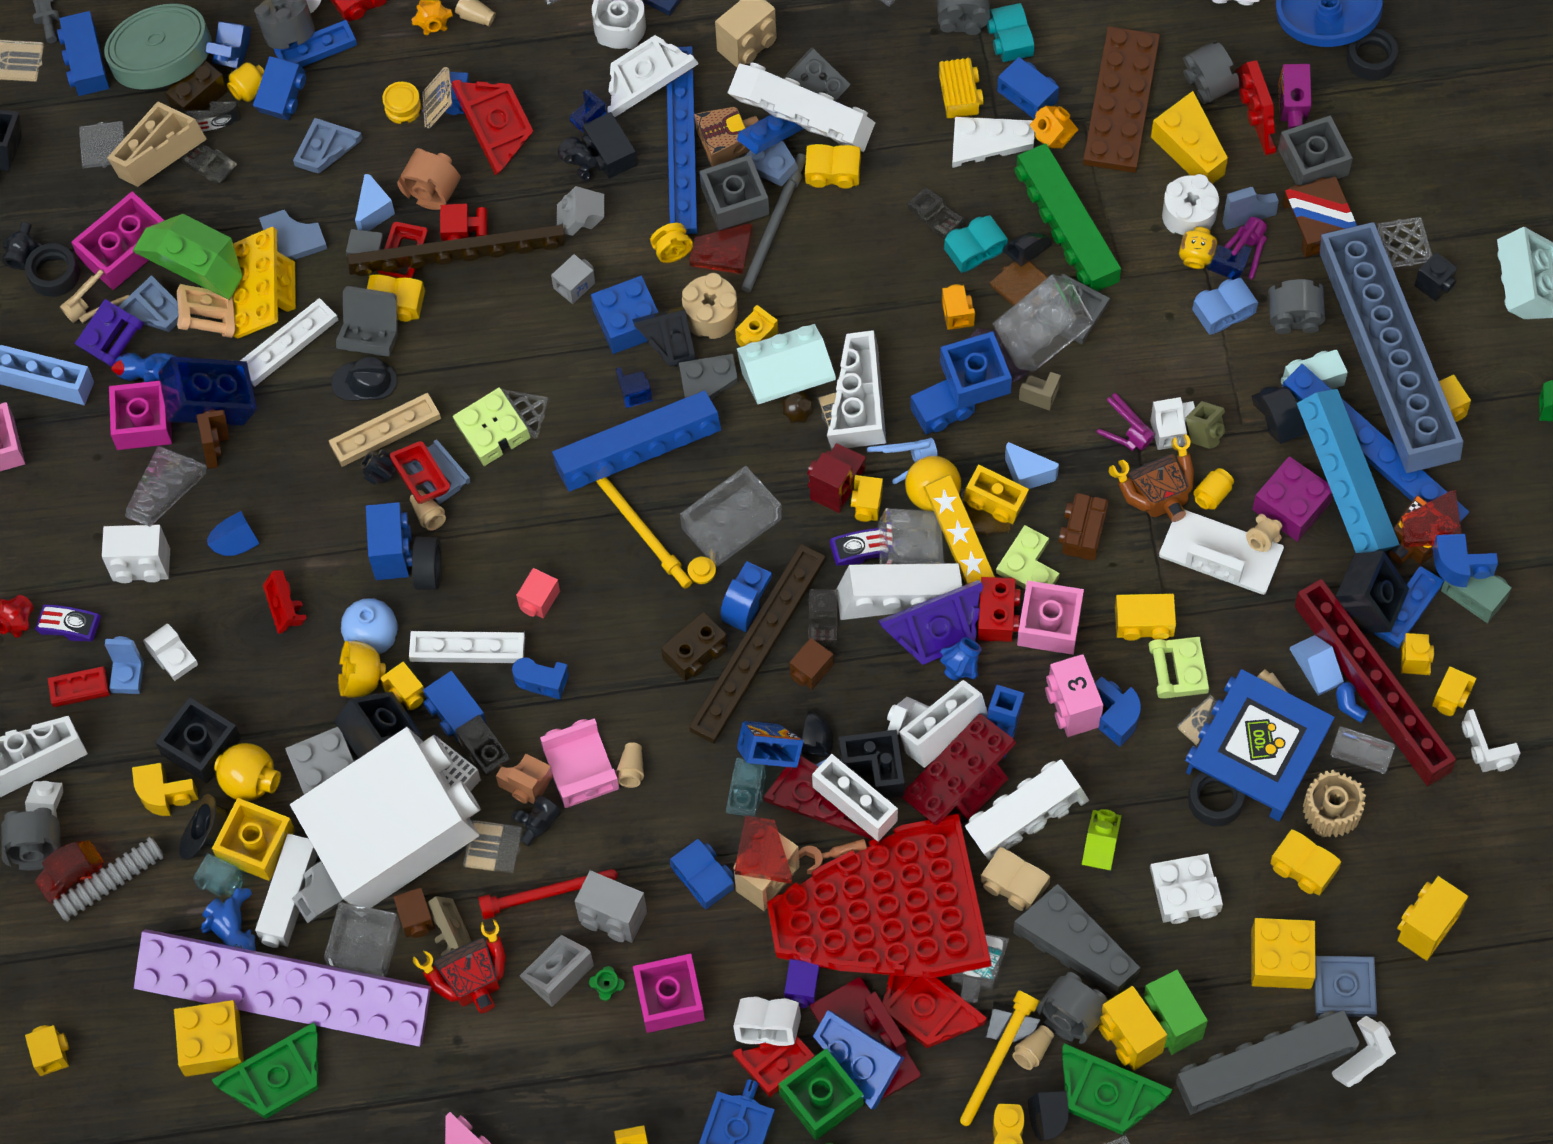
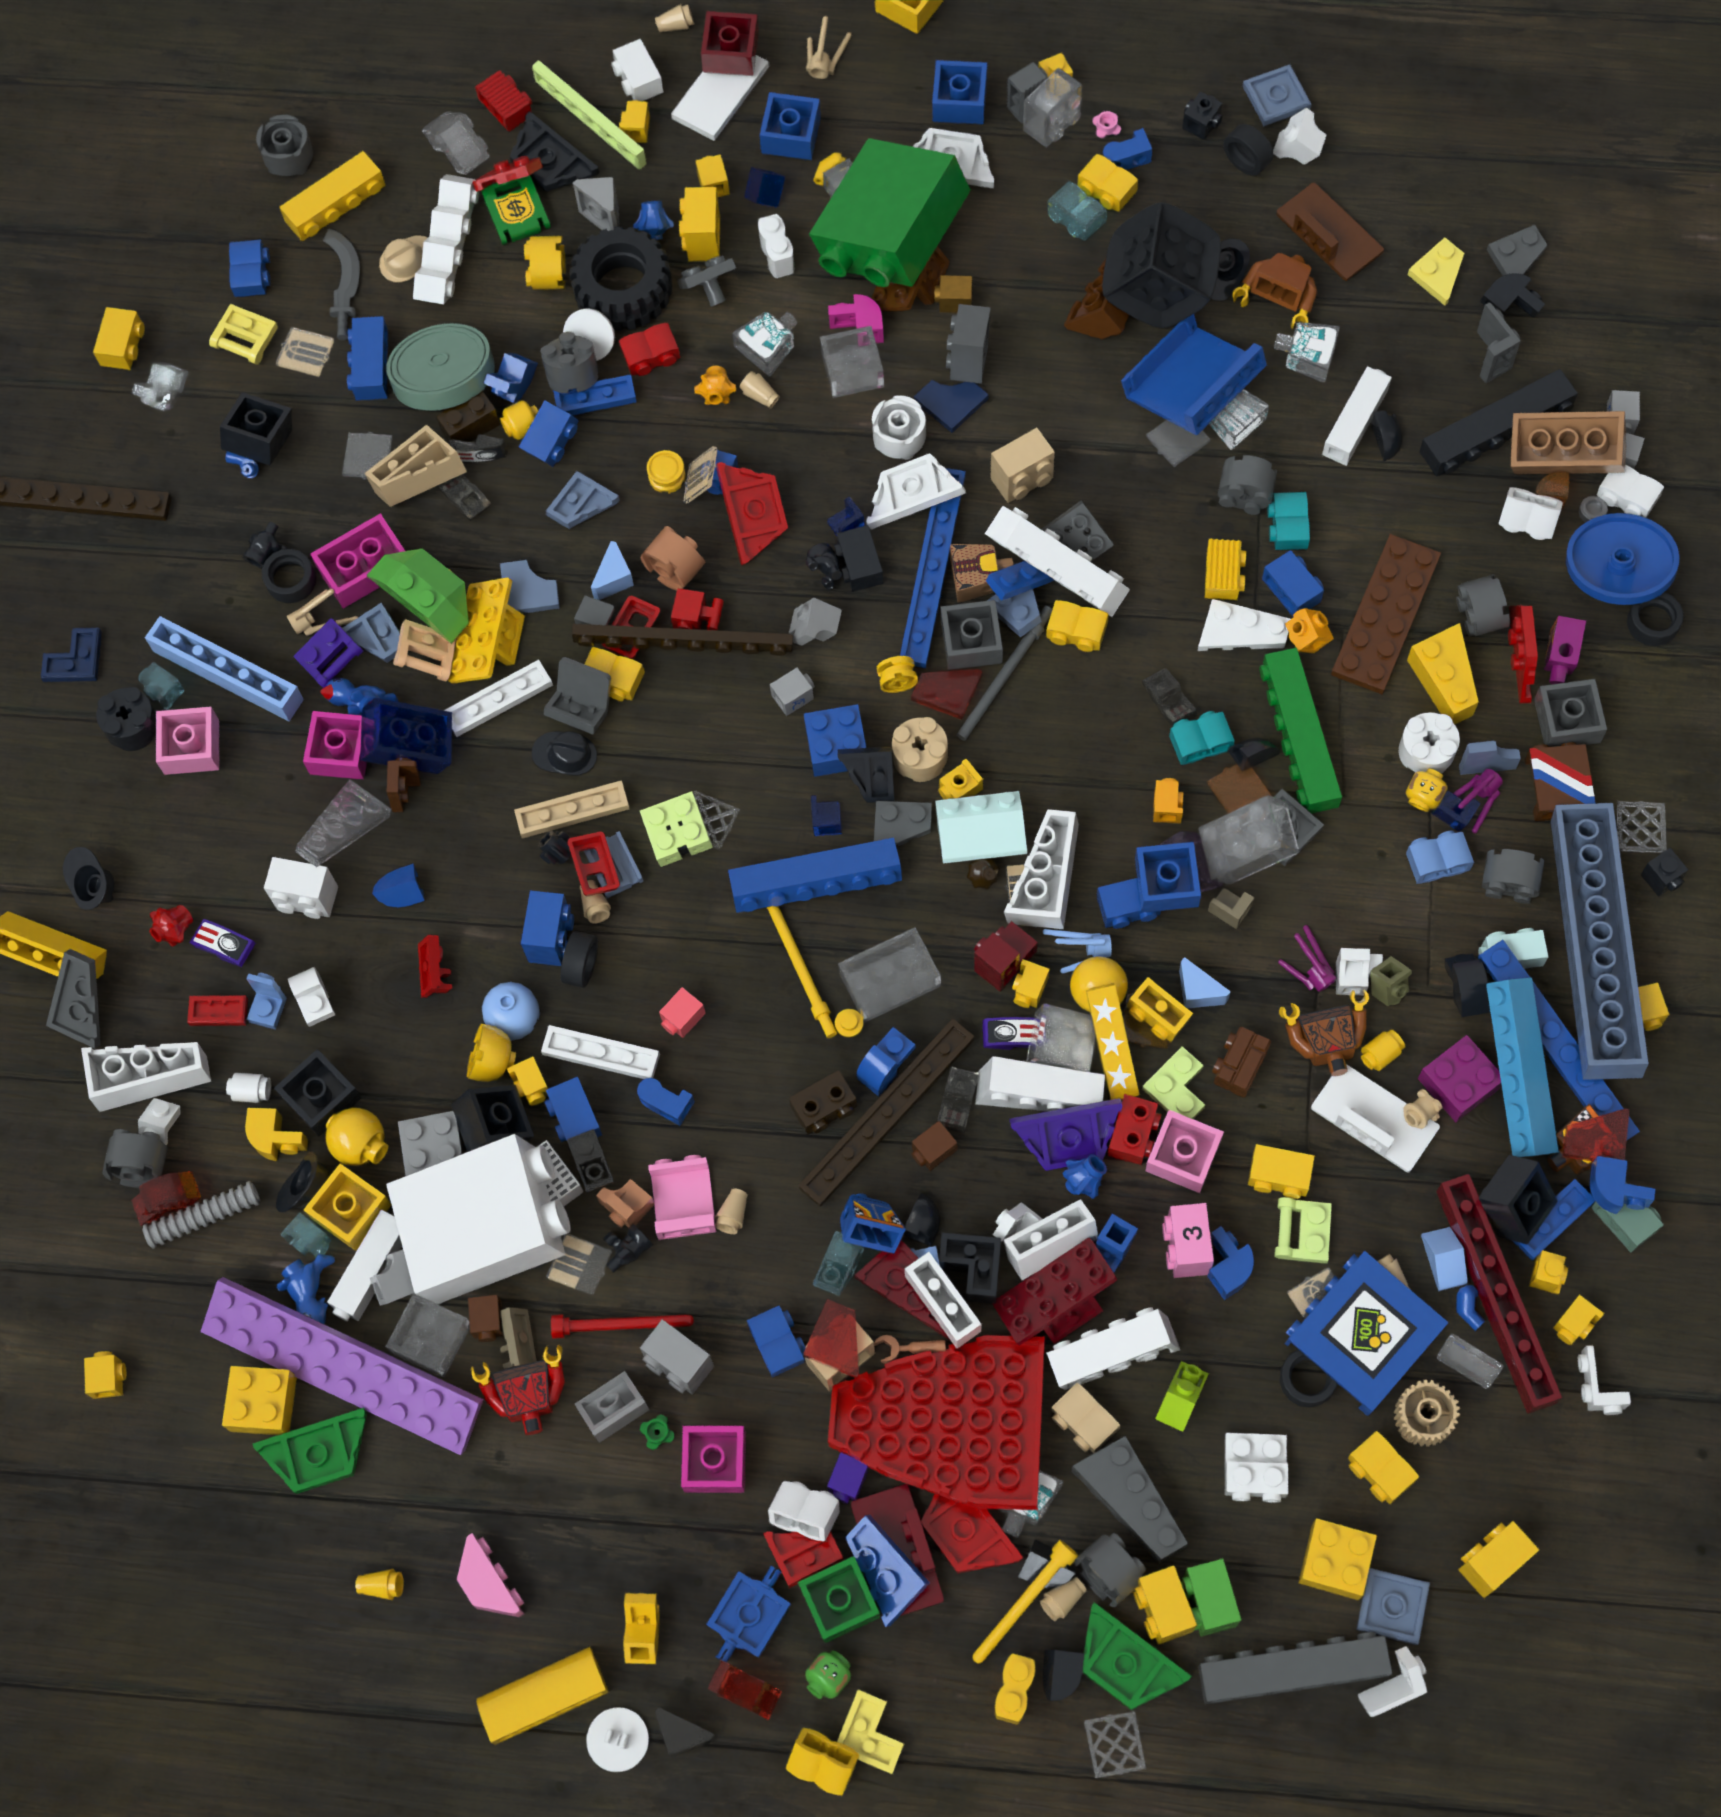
camera: 15 degrees right, 5 degrees up
(127, 751) = (249, 1087): none -> white brick

